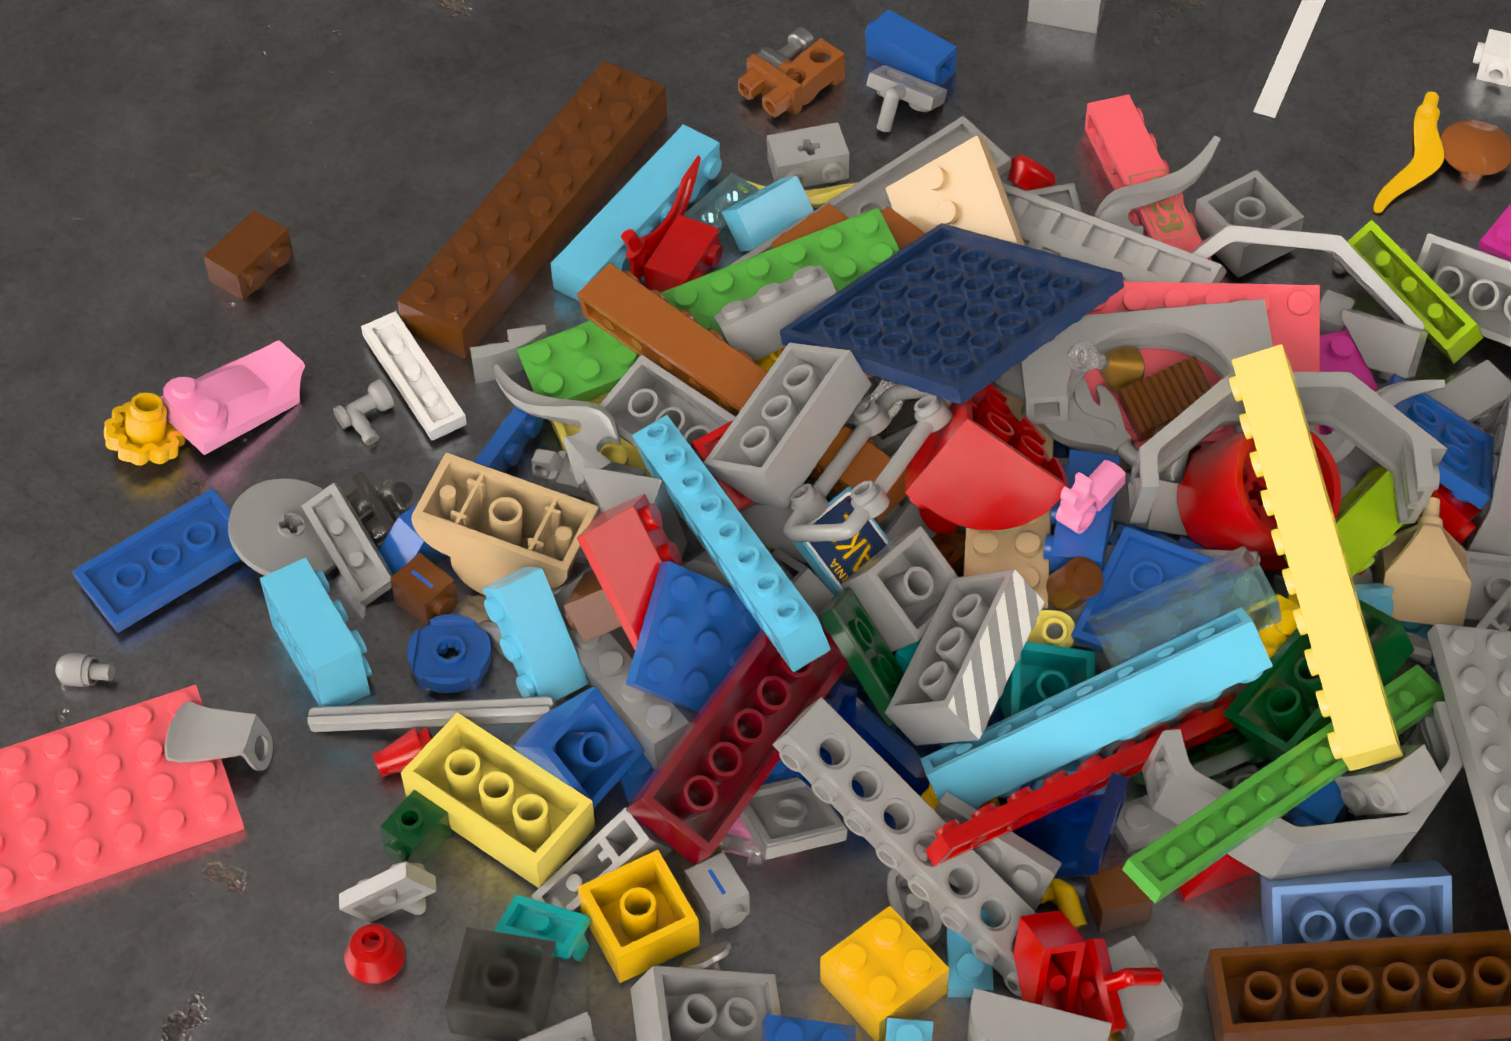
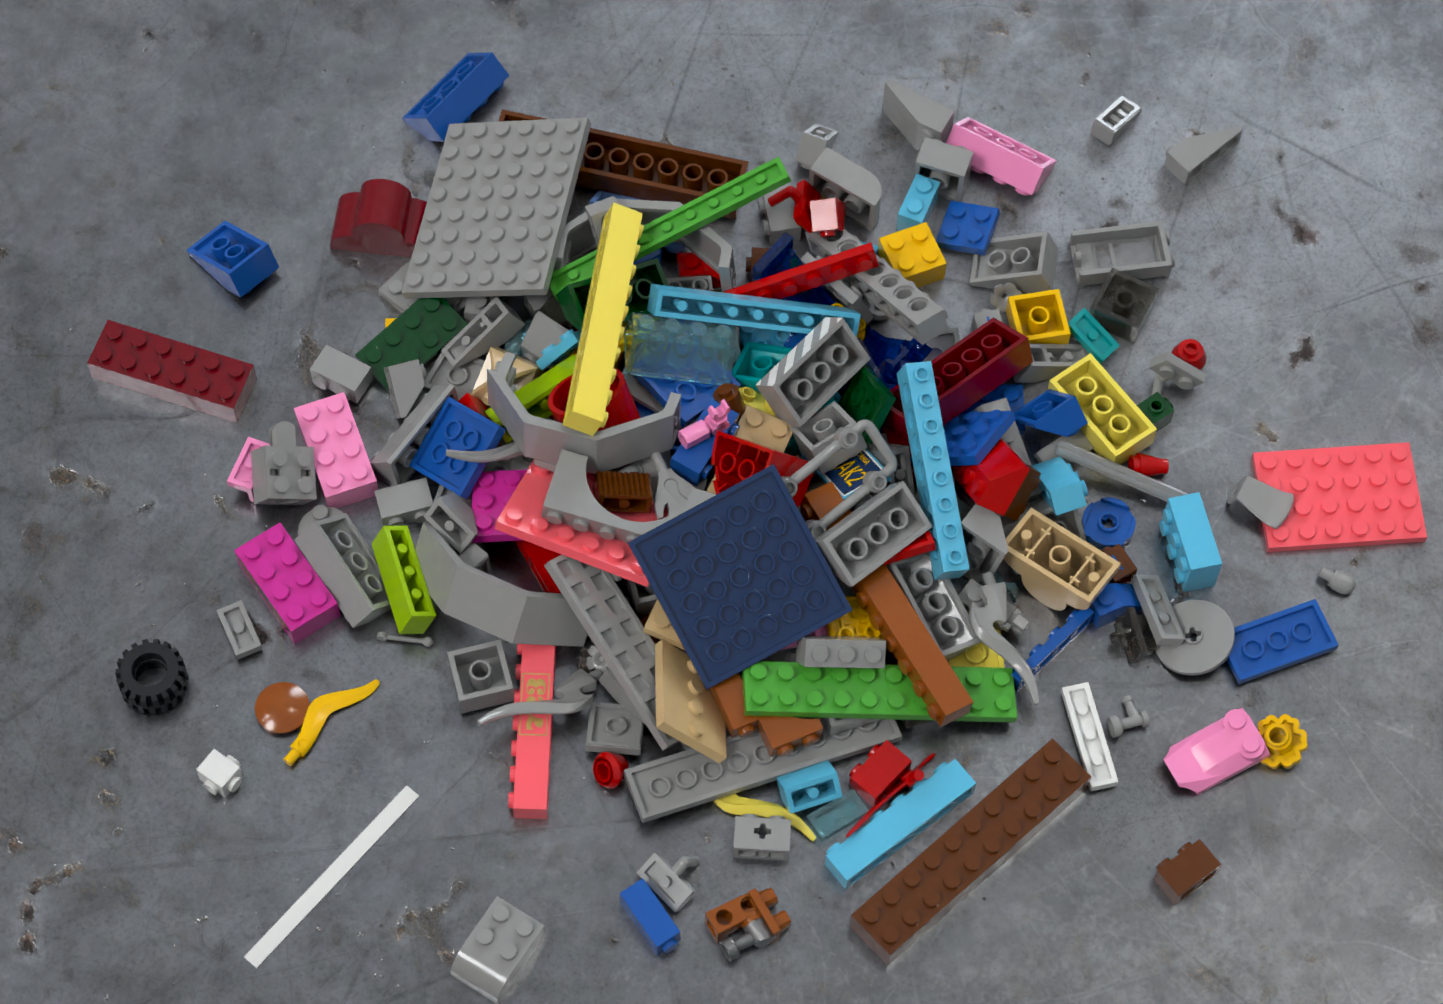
camera: 165 degrees left, 10 degrees up
(504, 353) = (1009, 733): light grey slope -> none
(1117, 367) = (652, 512): piece -> none

